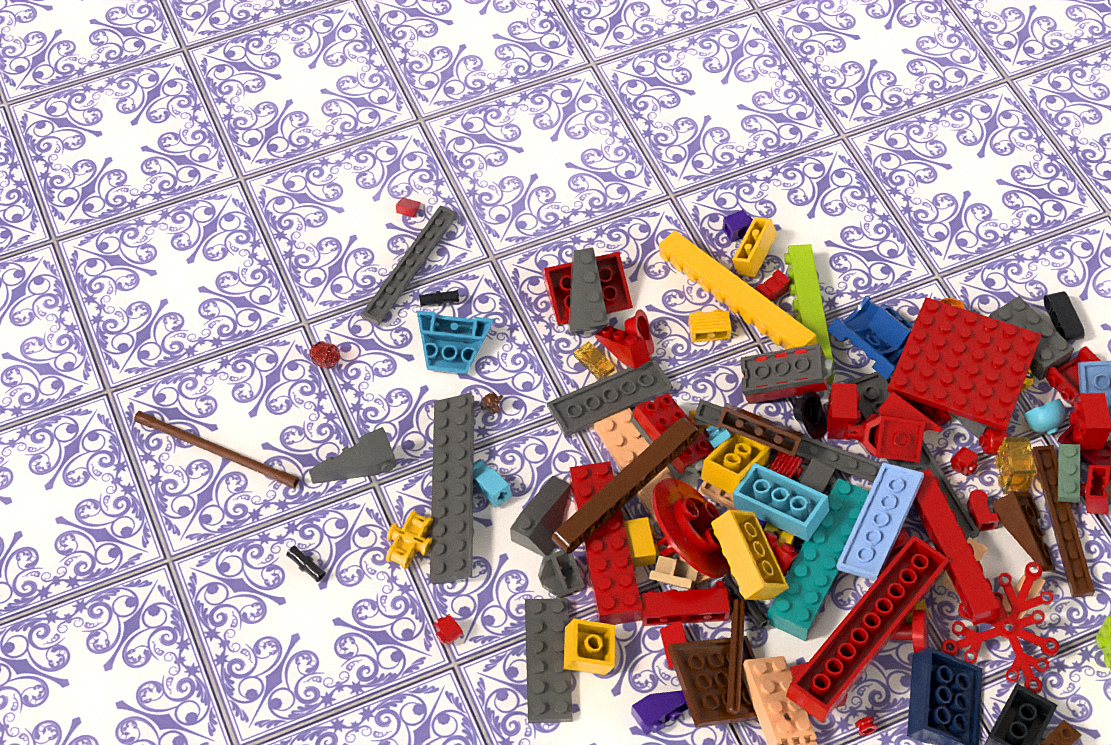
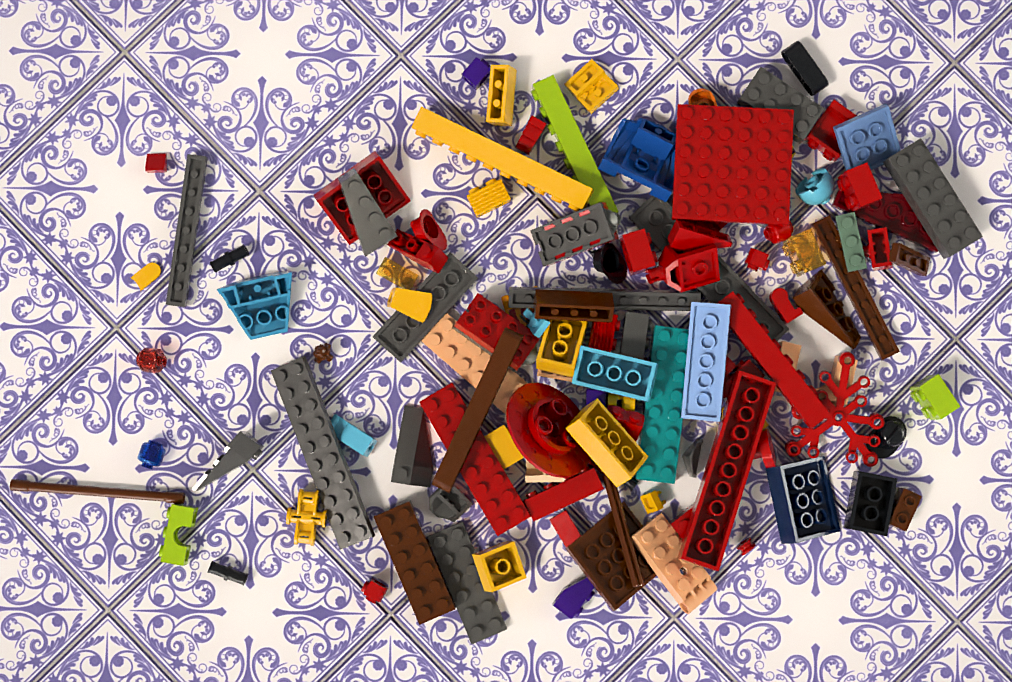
camera: 20 degrees left, 30 degrees up
(283, 496) = (173, 550): none -> lime arch
(284, 433) = (151, 454): none -> clear blue head
(355, 290) = (147, 275): none -> yellow piece
(502, 618) = (415, 562): none -> reddish brown brick
(597, 385) = (411, 303): none -> yellow piece
(777, 645) = (652, 501): none -> yellow tile
(836, 613) = (691, 457): none -> dark grey slope
(845, 270) = (591, 86): none -> yellow slope
(1061, 675) = (890, 435): none -> black piece

